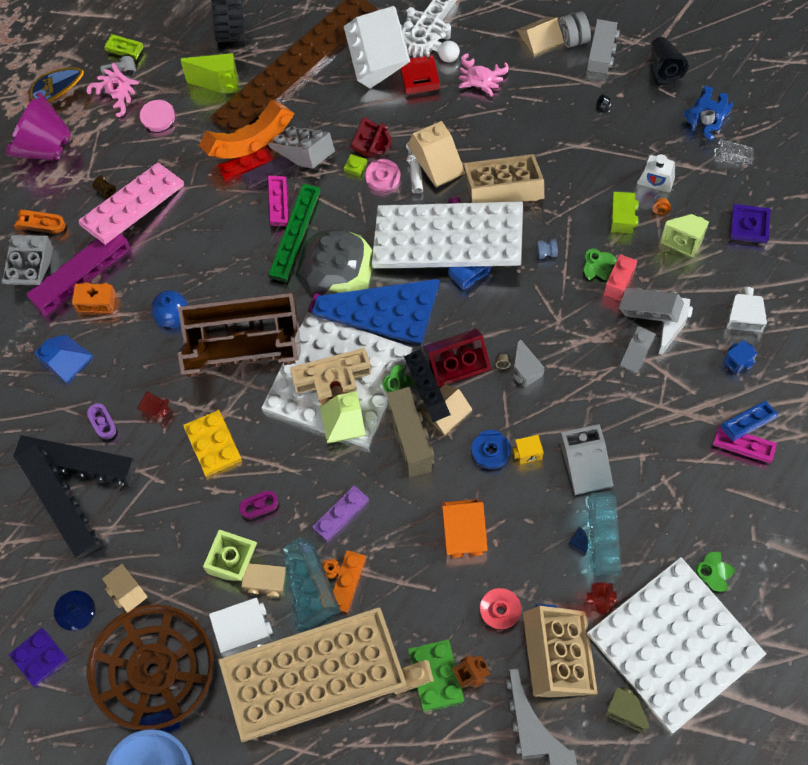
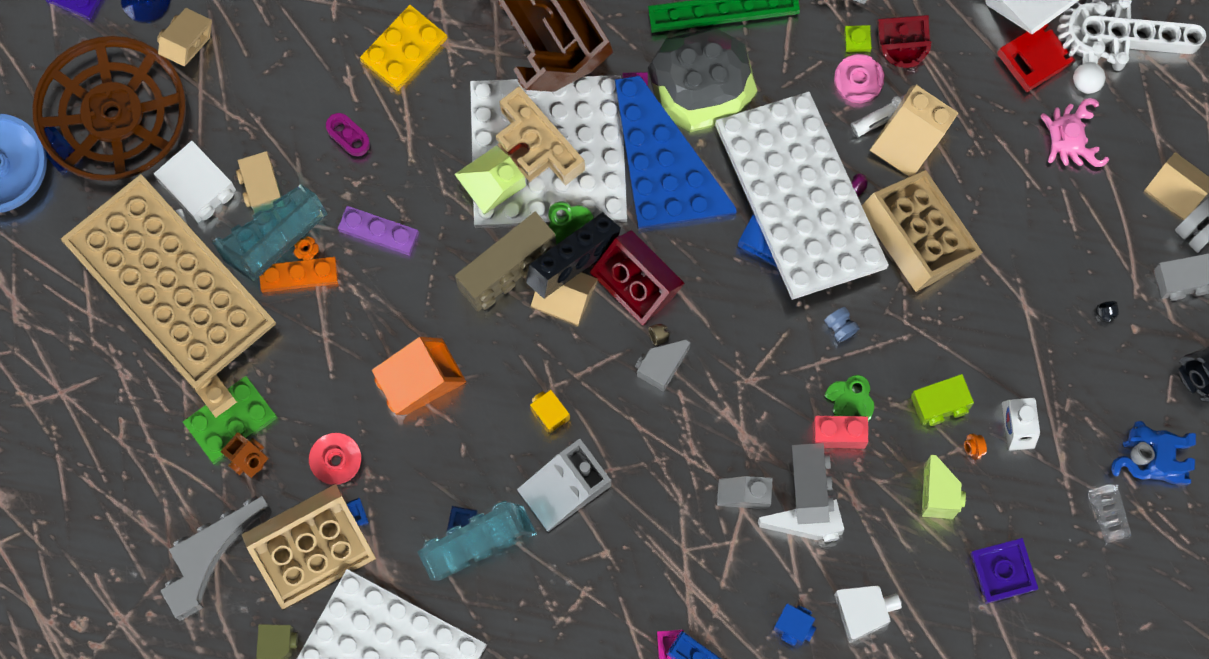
camera: 65 degrees right, 10 degrees up
(229, 556) = (267, 129): yellowish green slope -> none
(484, 458) = (537, 354): blue plate -> none
(604, 591) = (392, 559): clear red brick -> none

